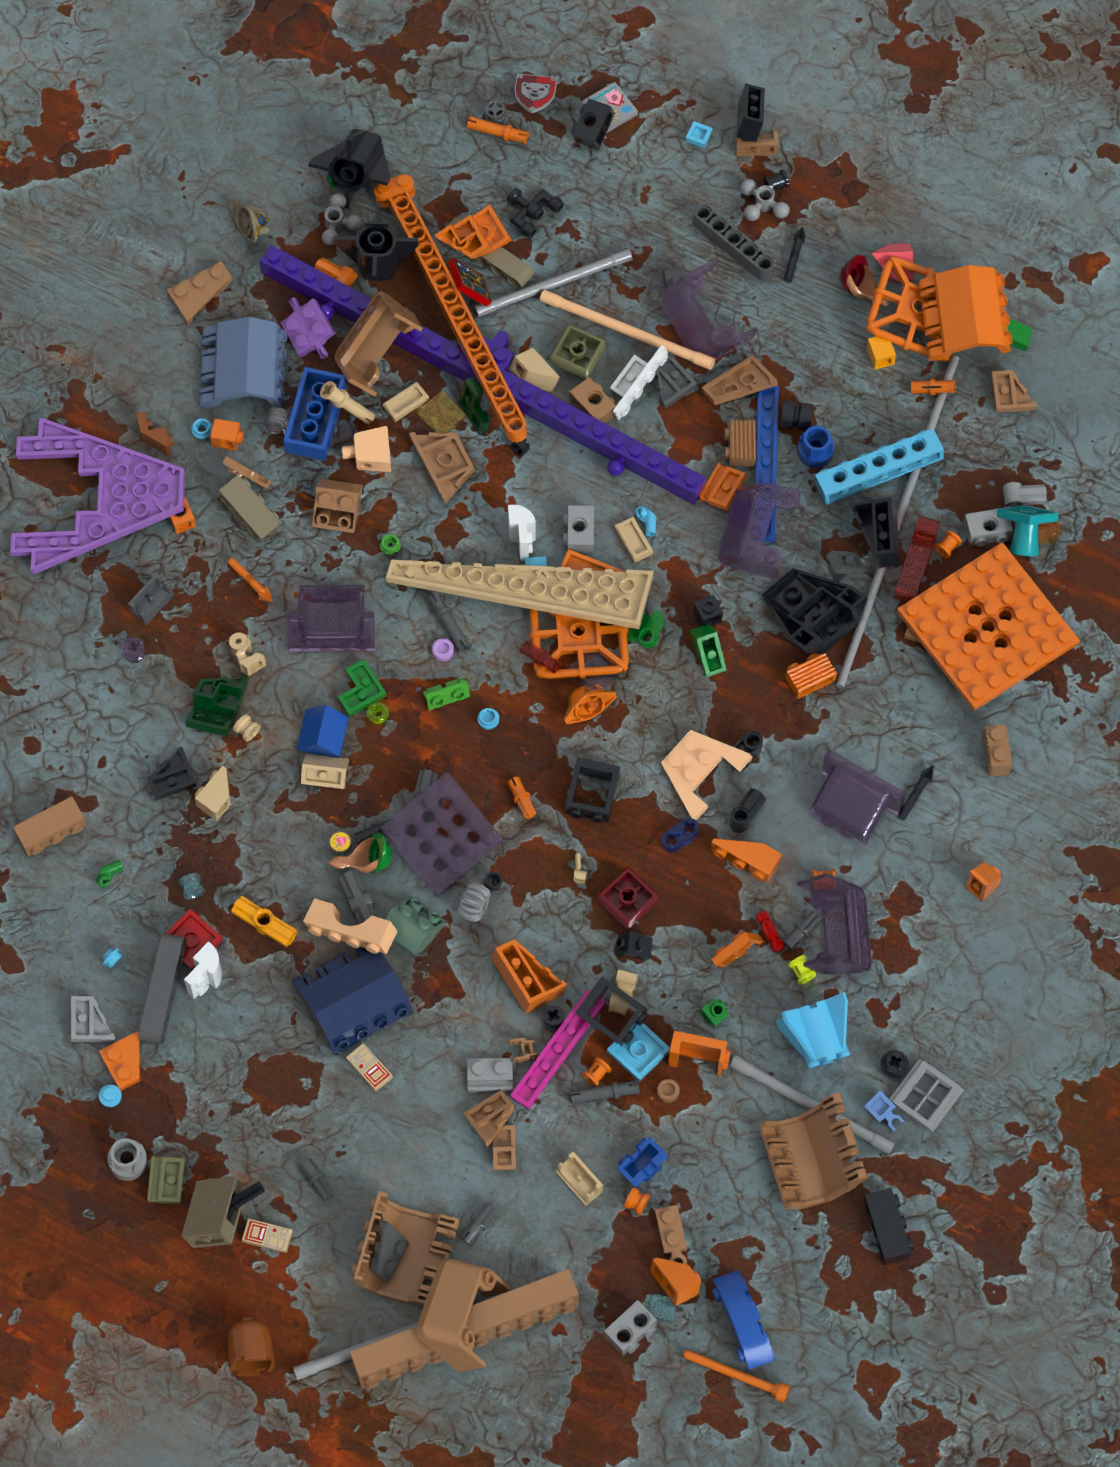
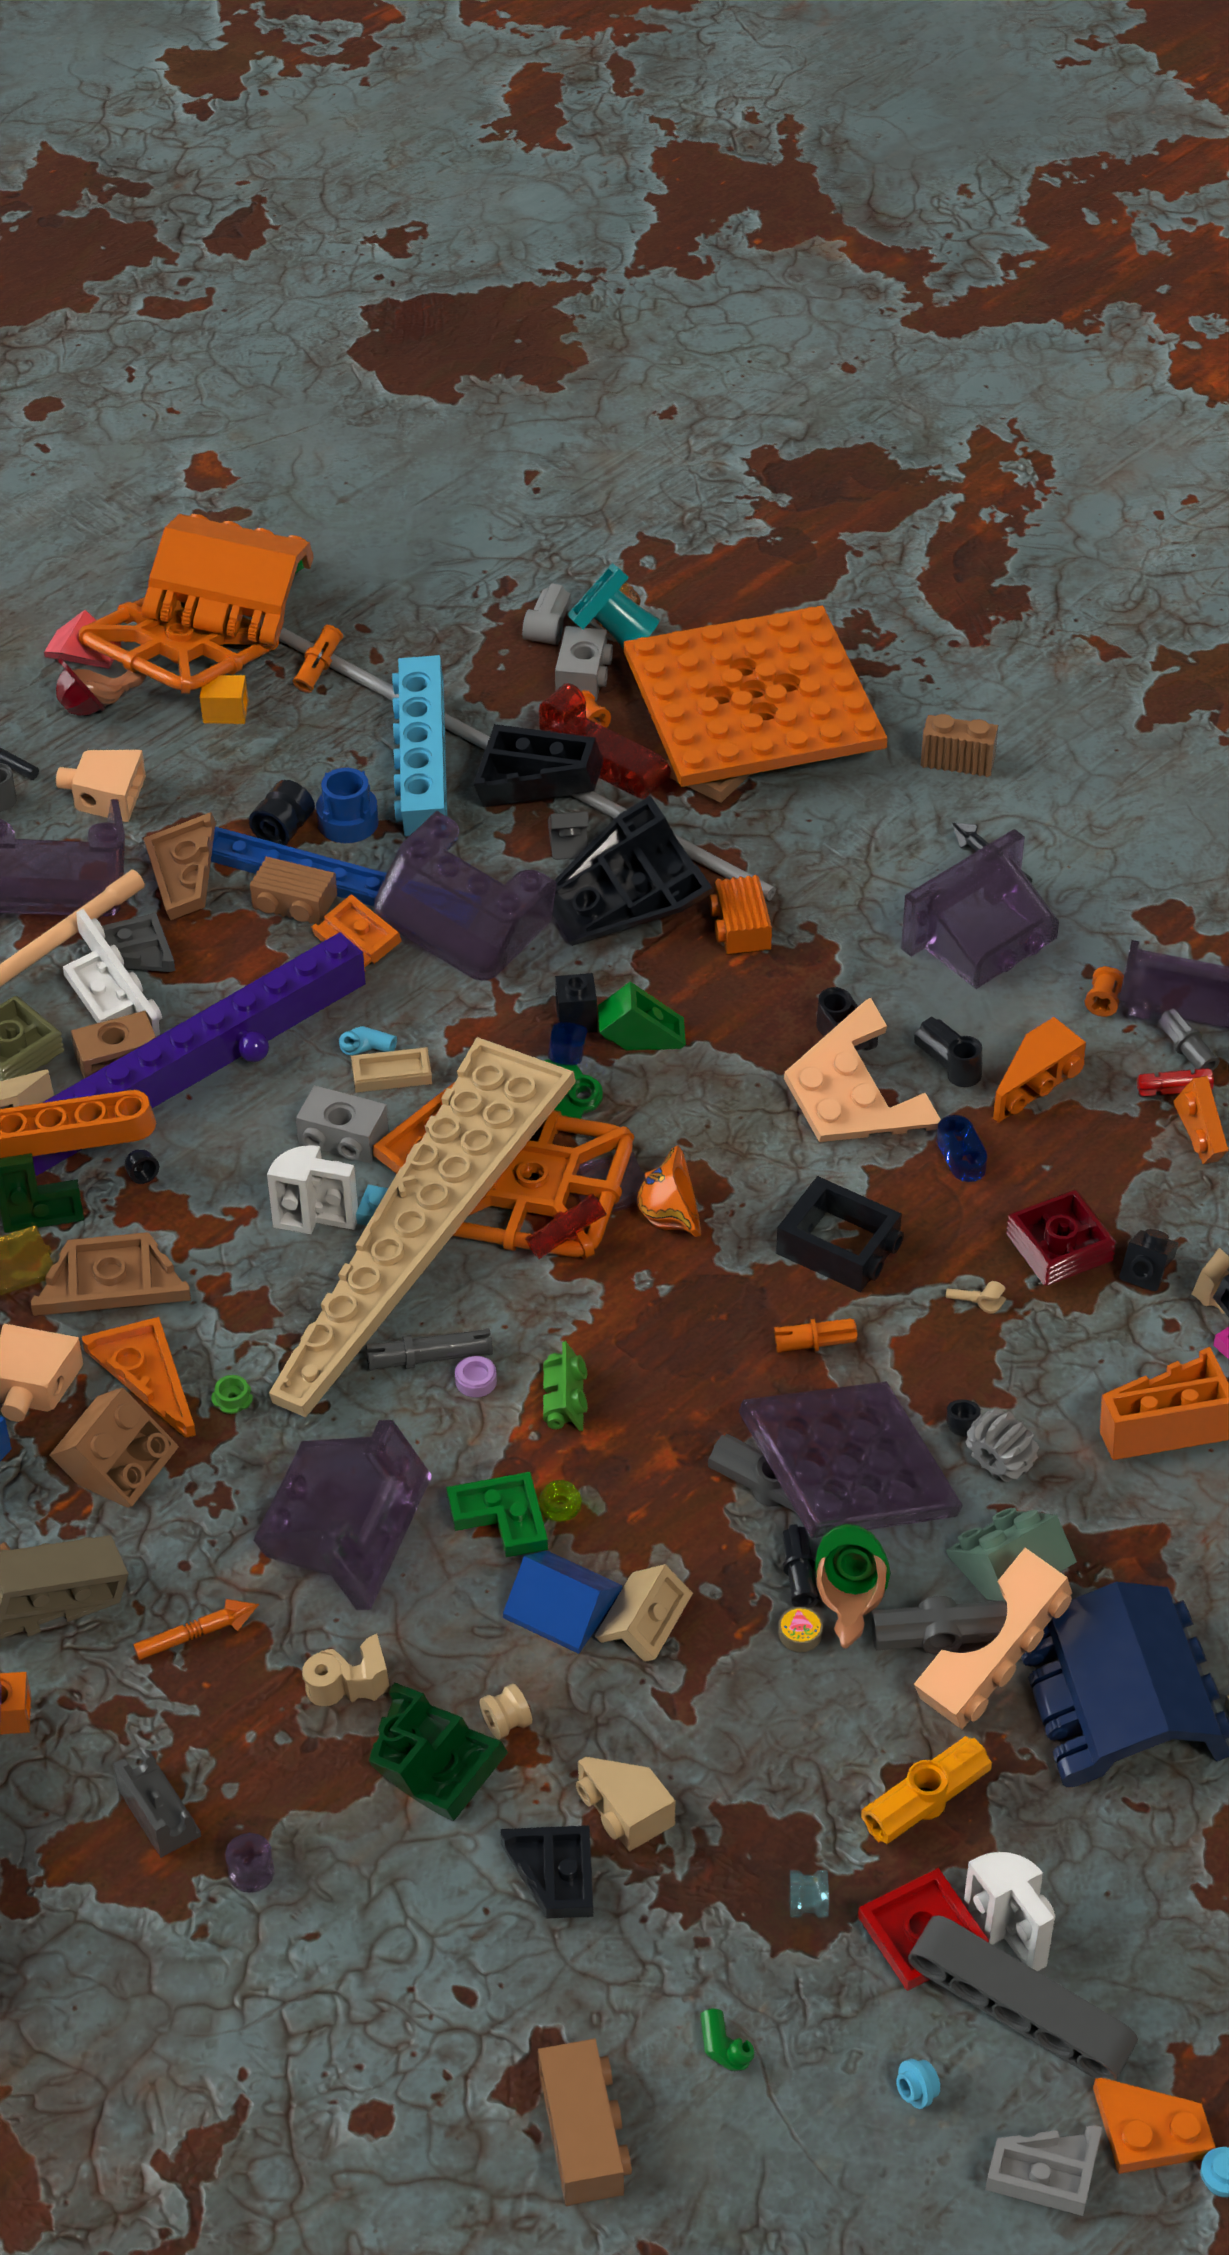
camera: 70 degrees left, 20 degrees down
(396, 496) = (143, 1363): none -> orange wing
(488, 718) = (640, 1343): medium azure plate -> none
(675, 613) = (567, 1043): none -> clear blue beam
(789, 319) = (104, 777): none -> light nougat torso
(983, 880) = (1176, 811): orange slope -> none
(1010, 393) = (370, 590): medium nougat wing -> none

